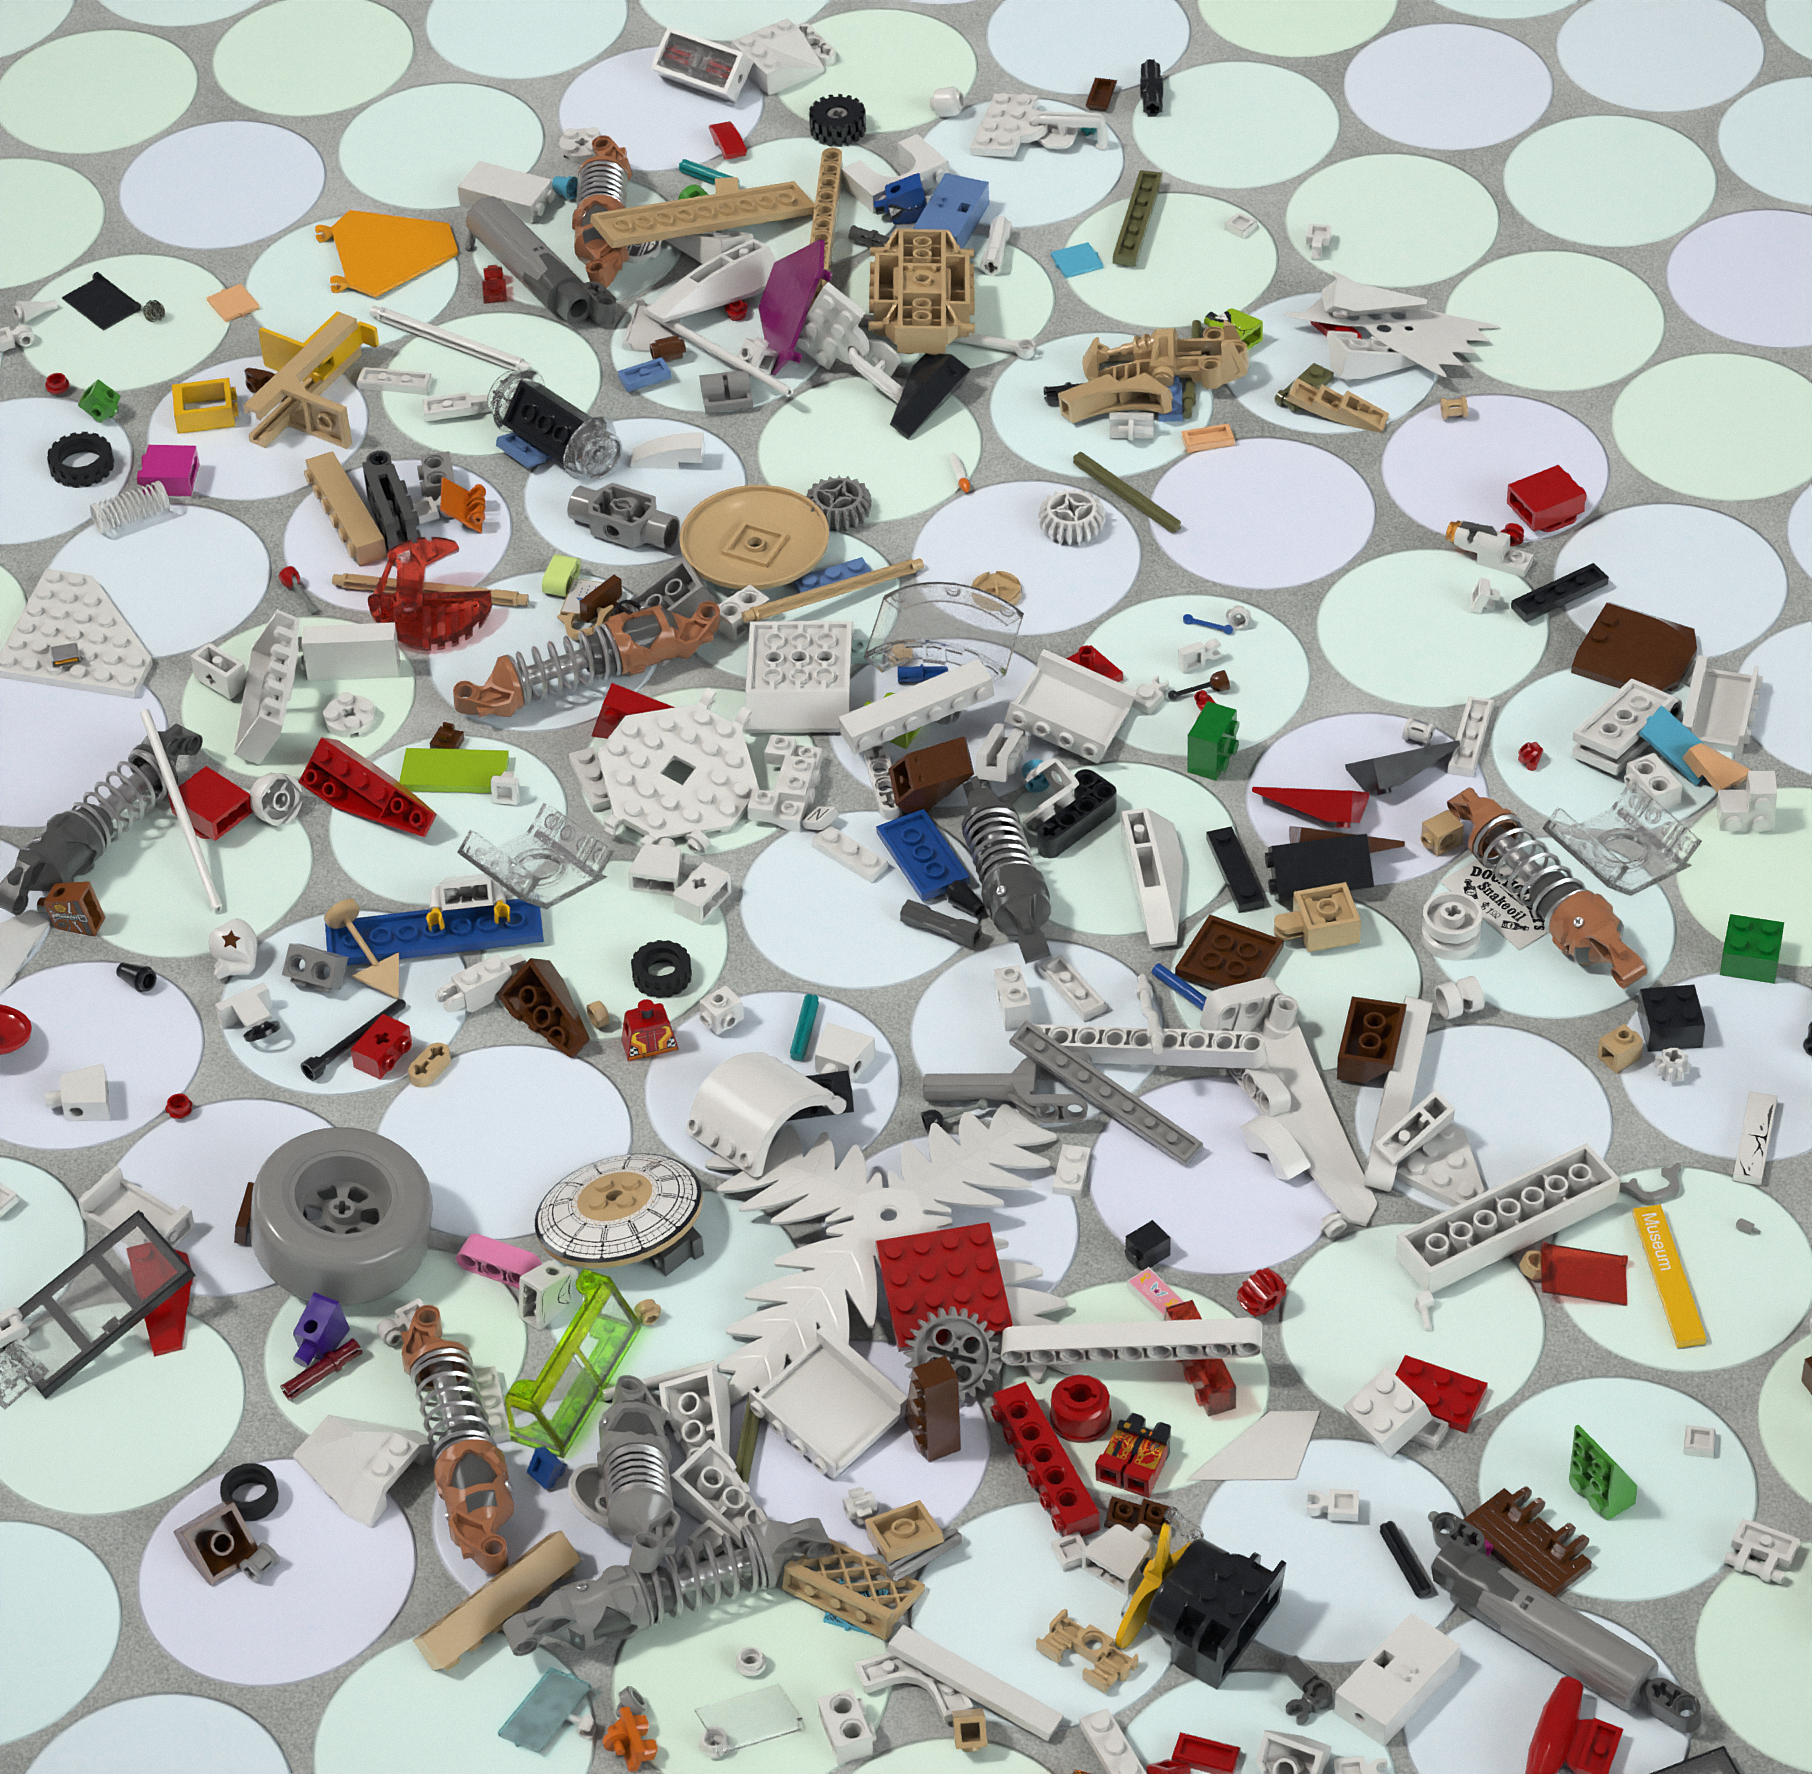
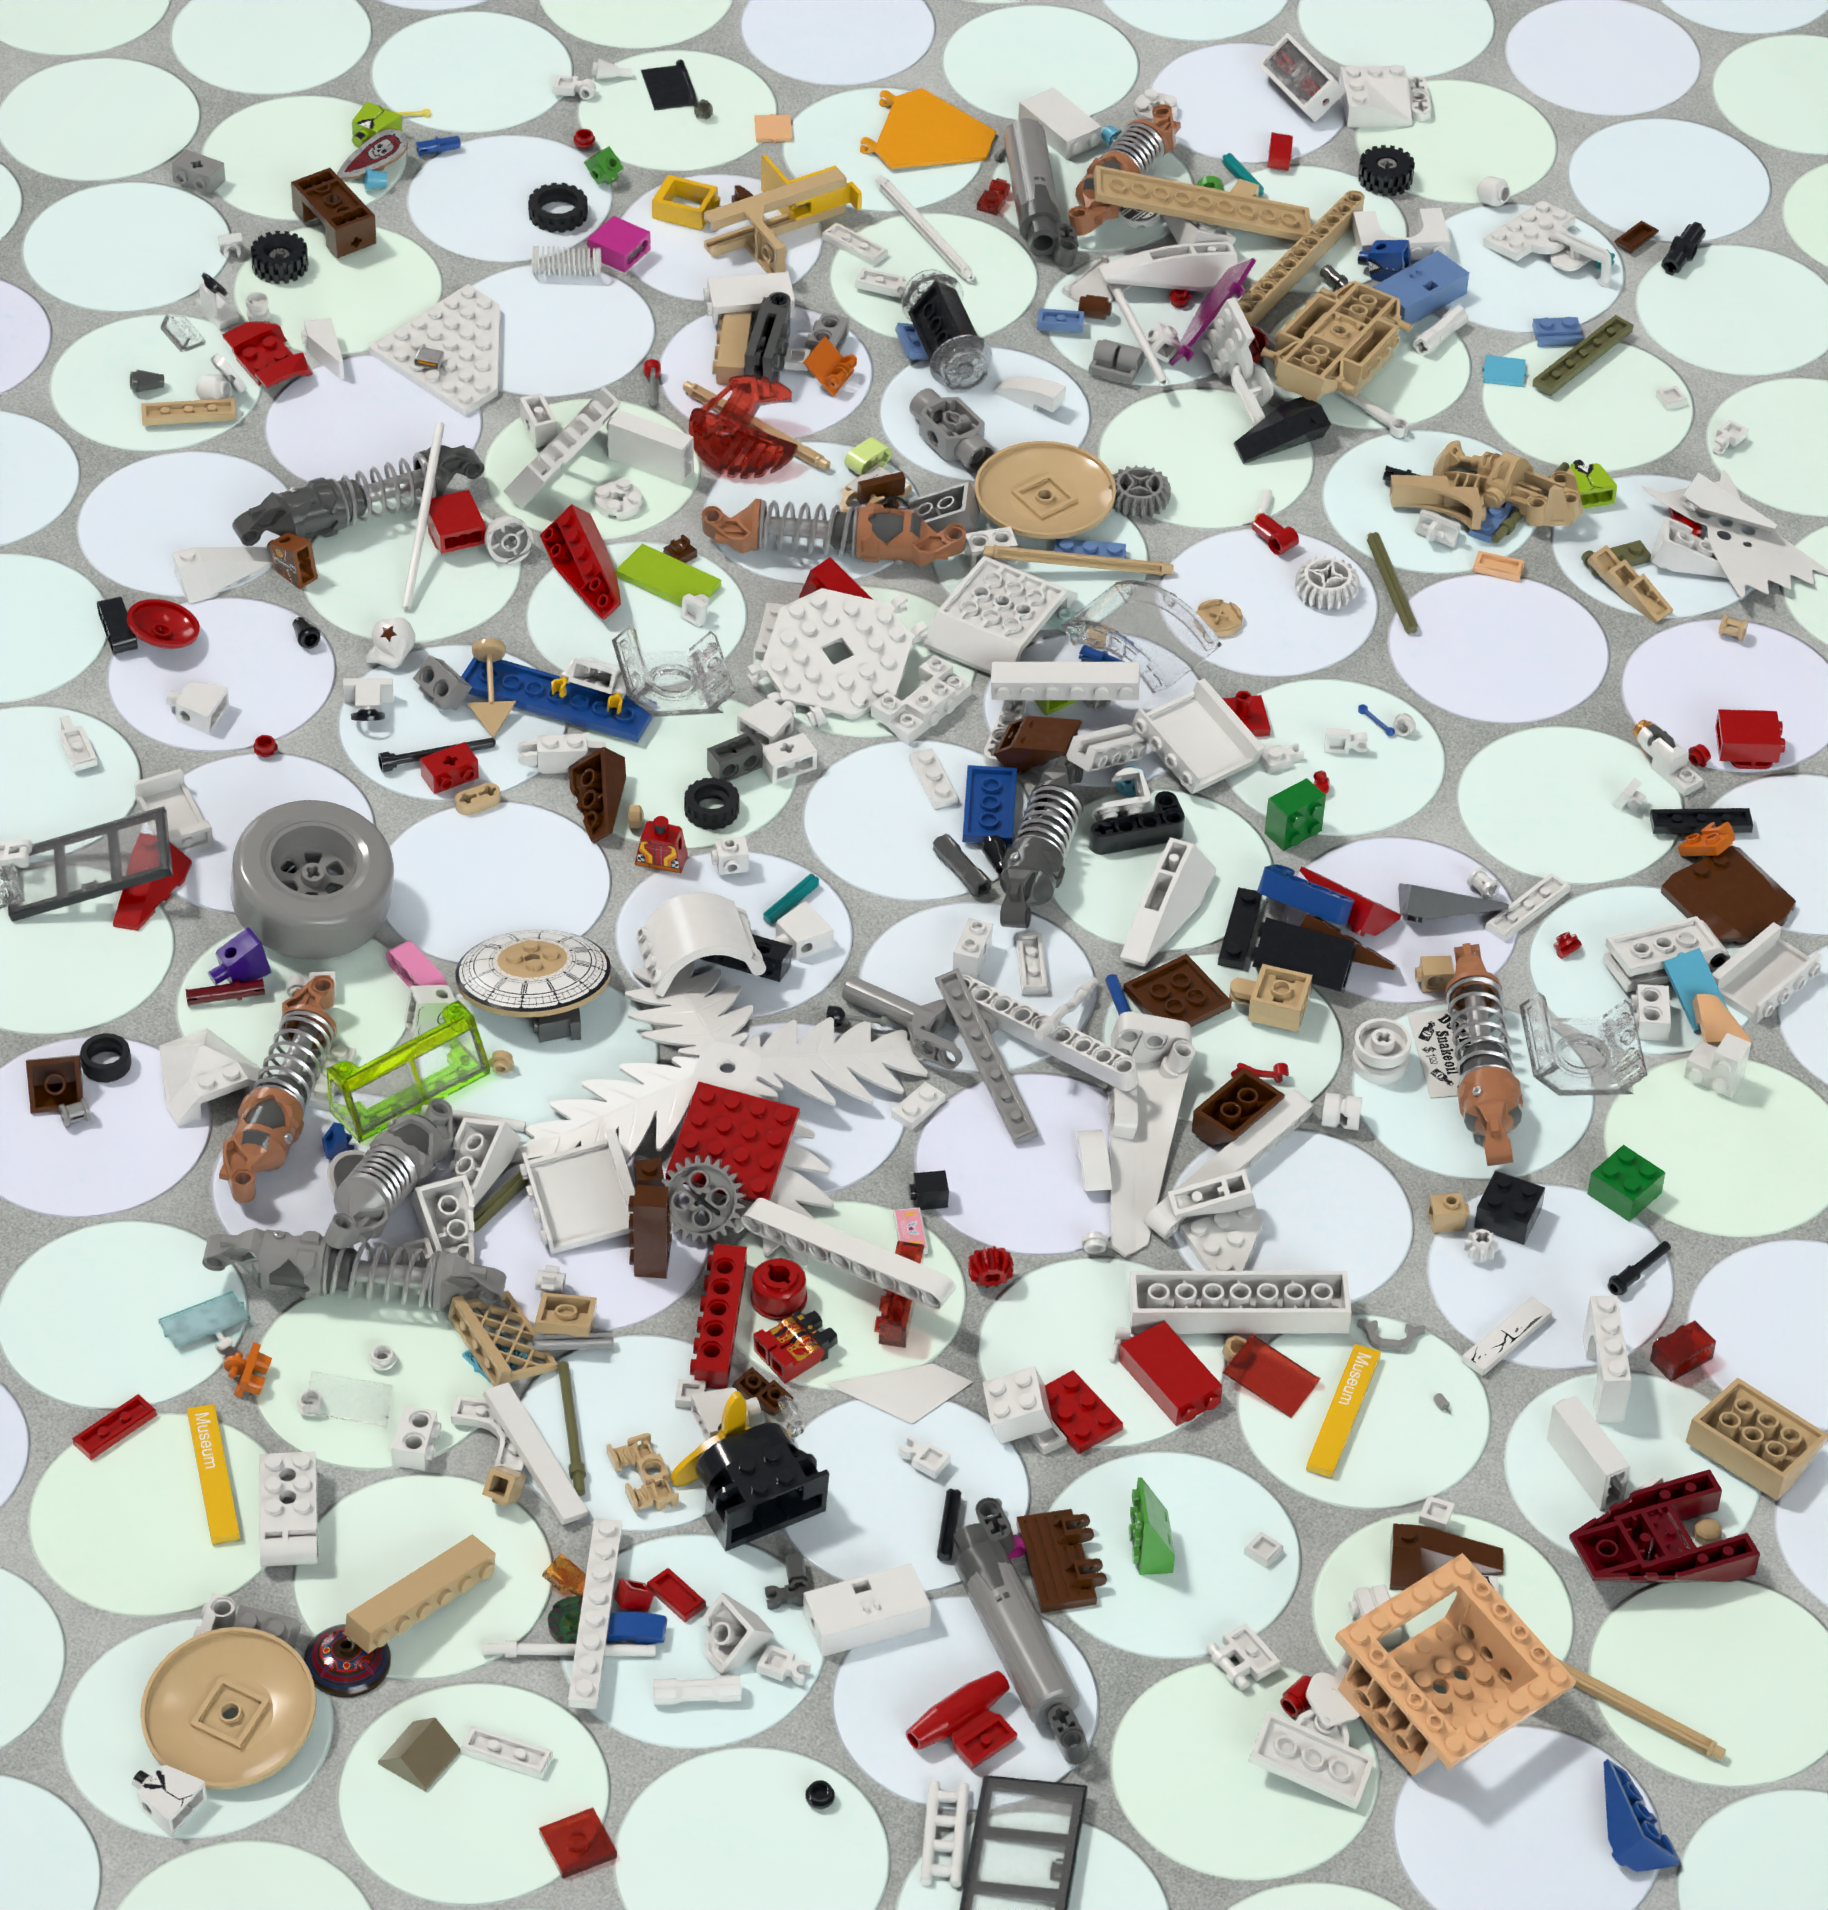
camera: 25 degrees right, 0 degrees up
(331, 468) = (744, 292): none -> white panel
(497, 1600) = (198, 1225): tan brick -> none
(631, 1698) = (270, 1343): light grey tile -> none
(654, 914) = (735, 757): none -> dark grey brick
(820, 818) = (929, 740): white tile -> none
(881, 1356) = (648, 1172): none -> reddish brown brick
(997, 494) = (1277, 537): none -> red piece
(1020, 1678) = (577, 1468): none -> olive bar
(1097, 205) = (1557, 331): none -> medium blue plate
(1218, 682) = (1345, 770): hinge -> none
(1280, 811) = (1281, 885): none -> blue beam
(1371, 987) = (1278, 1070): none -> red piece
(1496, 1315) = (1170, 1373): none -> red brick
(1584, 608) = (1710, 843): none -> orange plate

